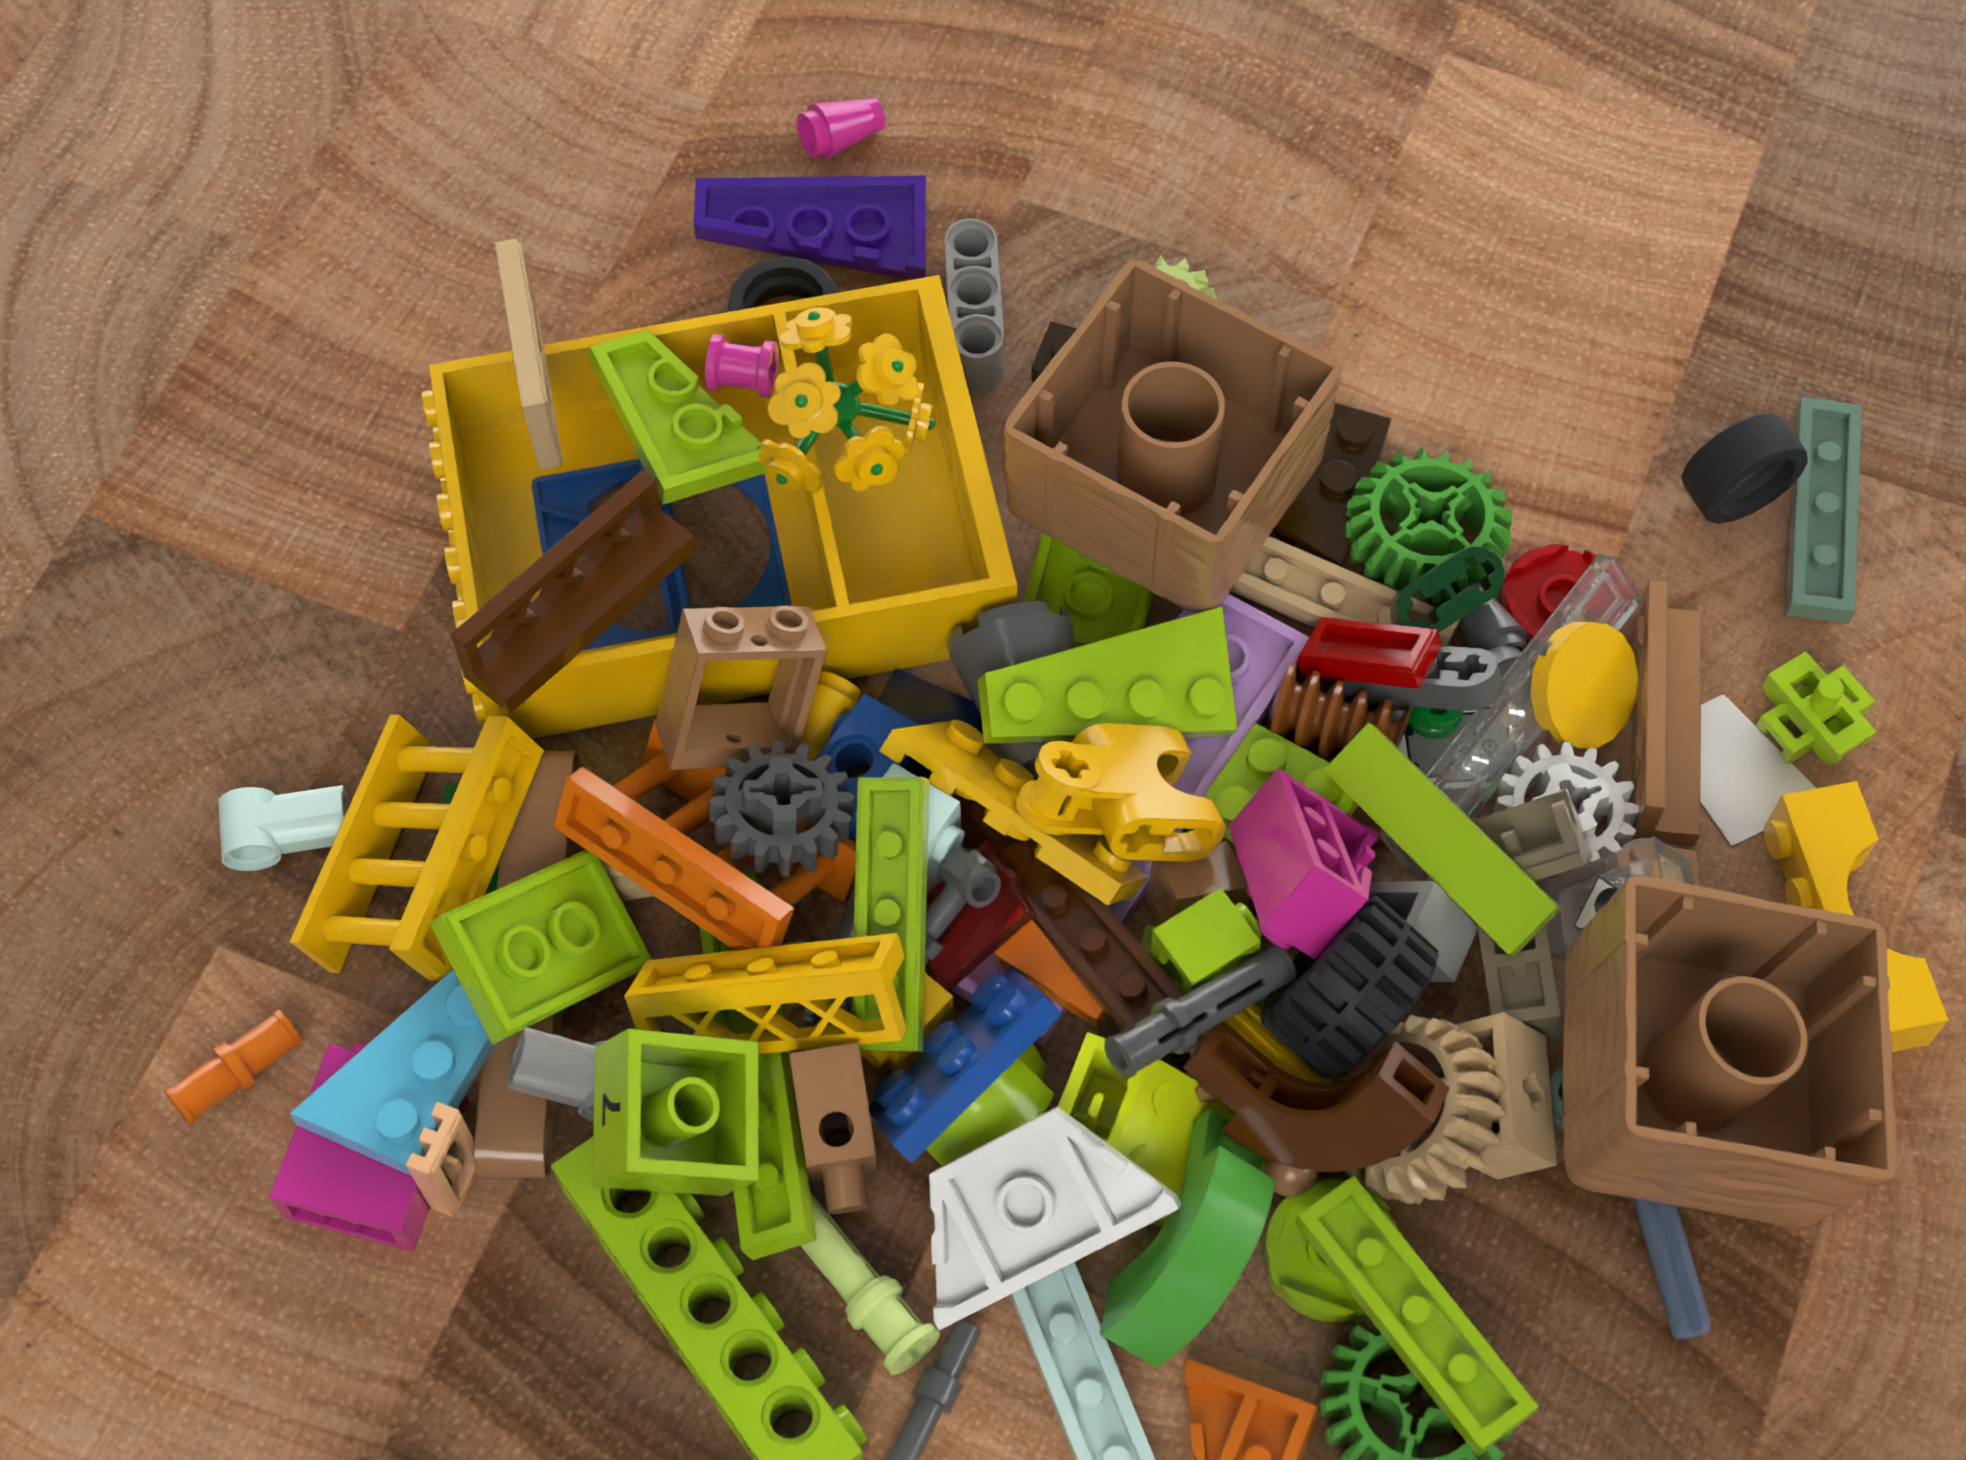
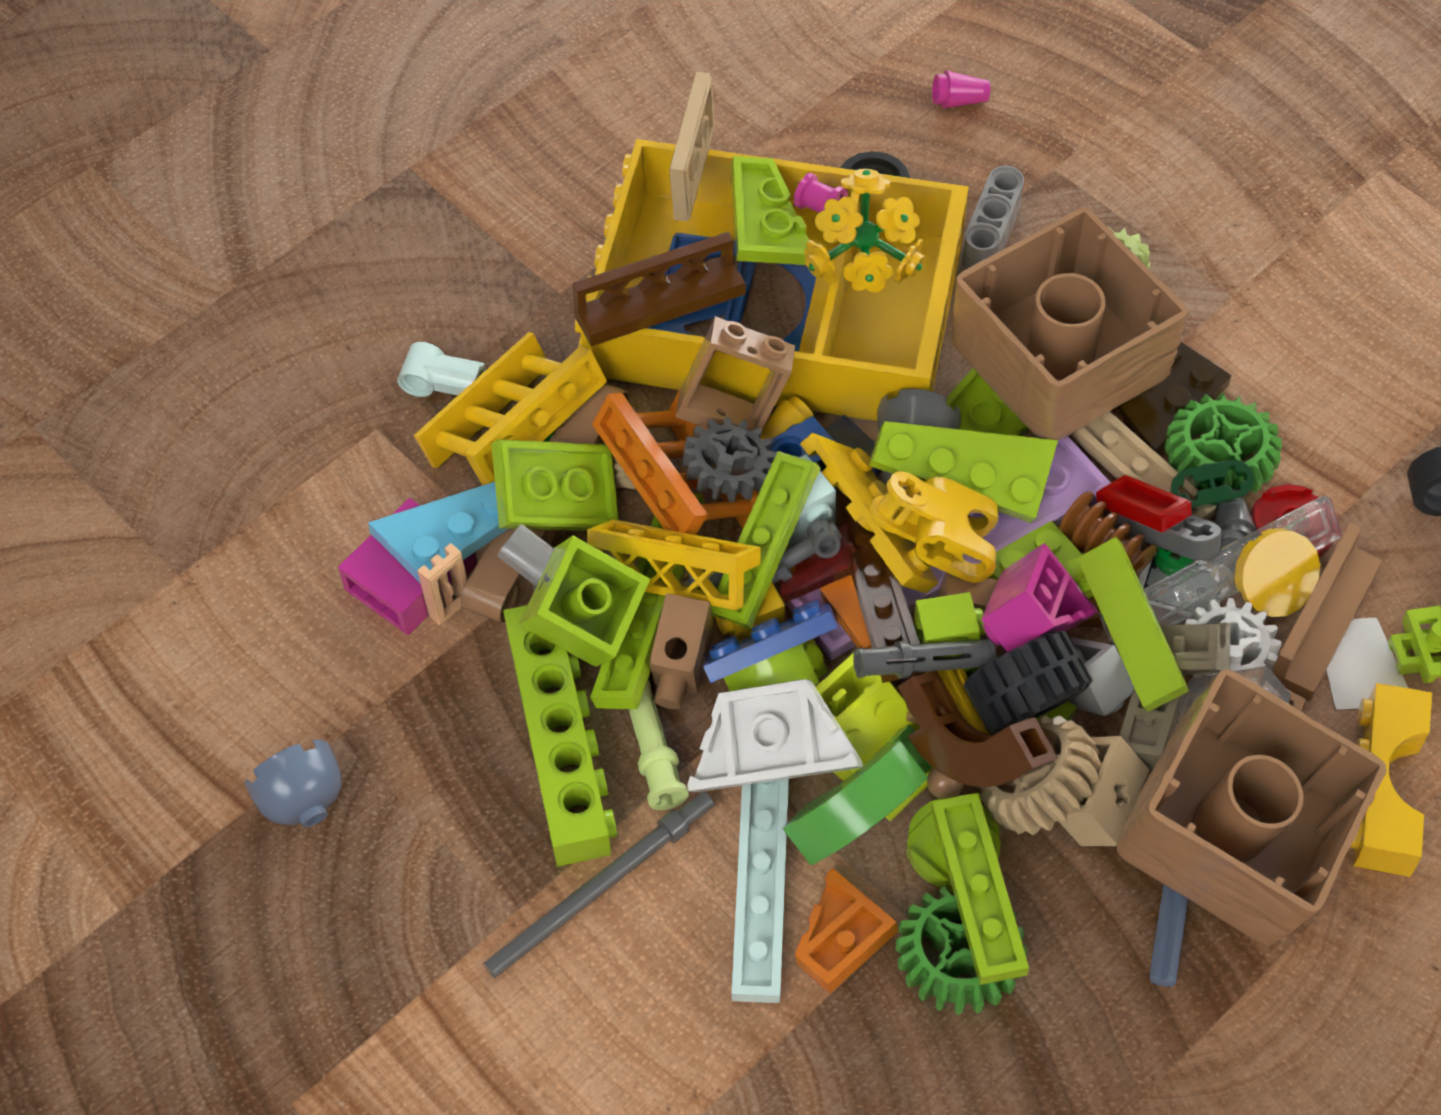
camera: 25 degrees right, 5 degrees down
(233, 1066) = (353, 494): orange pin -> none
(834, 220) = (923, 141): dark purple wing -> none

